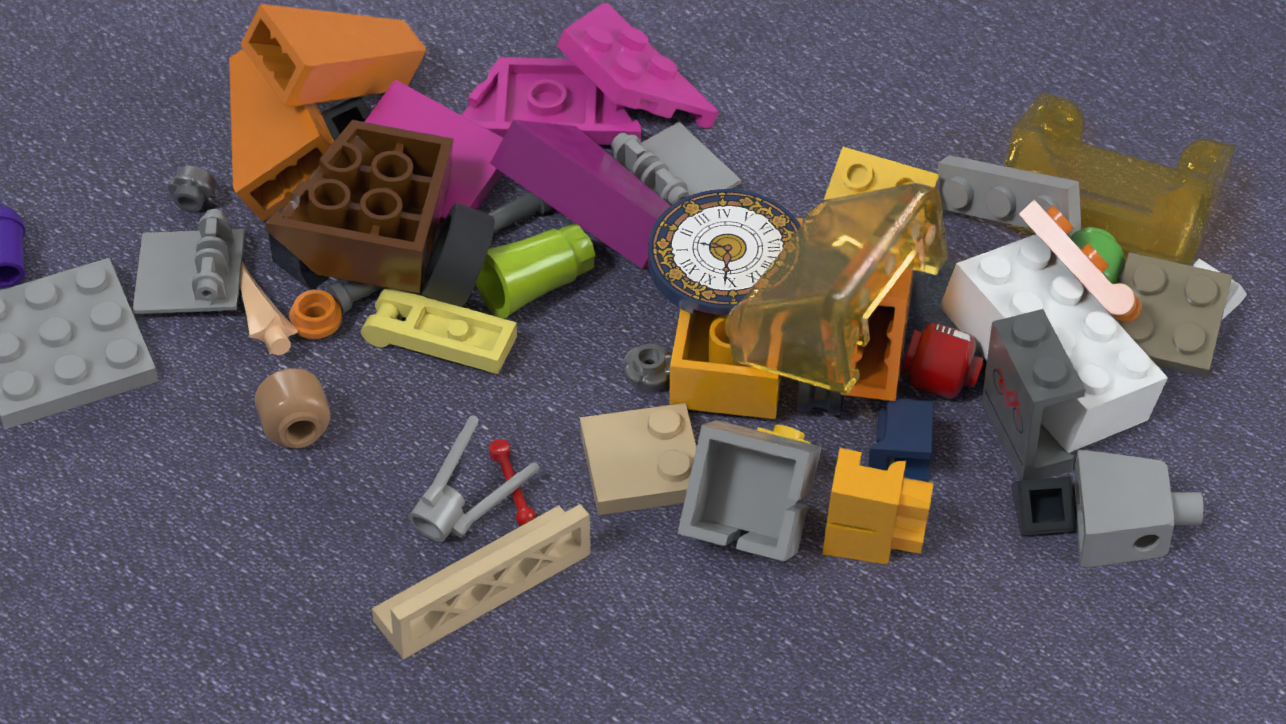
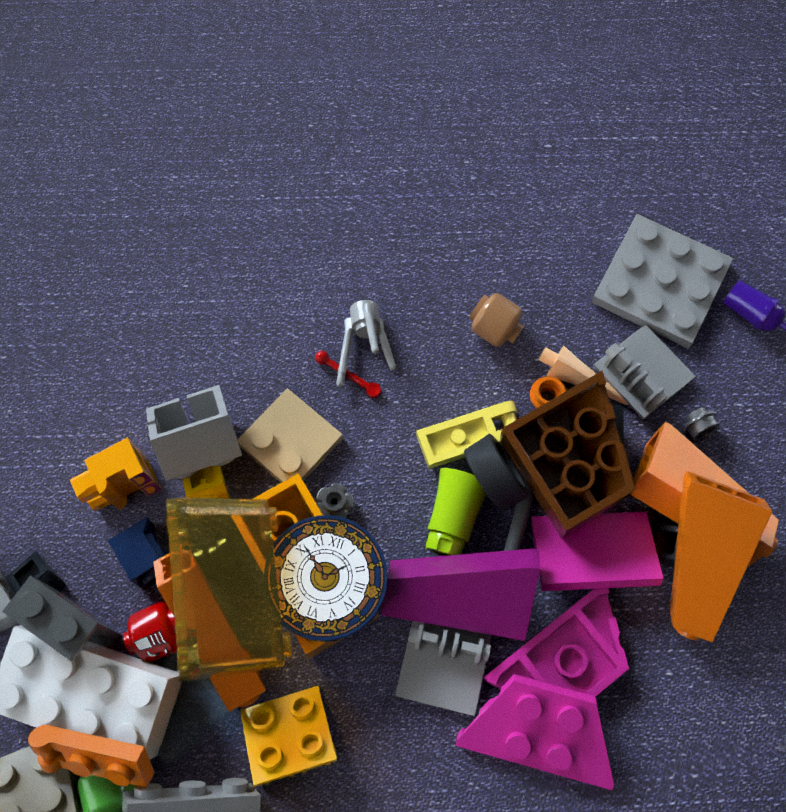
camera: 140 degrees right, 20 degrees up
(484, 579) = (309, 303): tan fence -> none

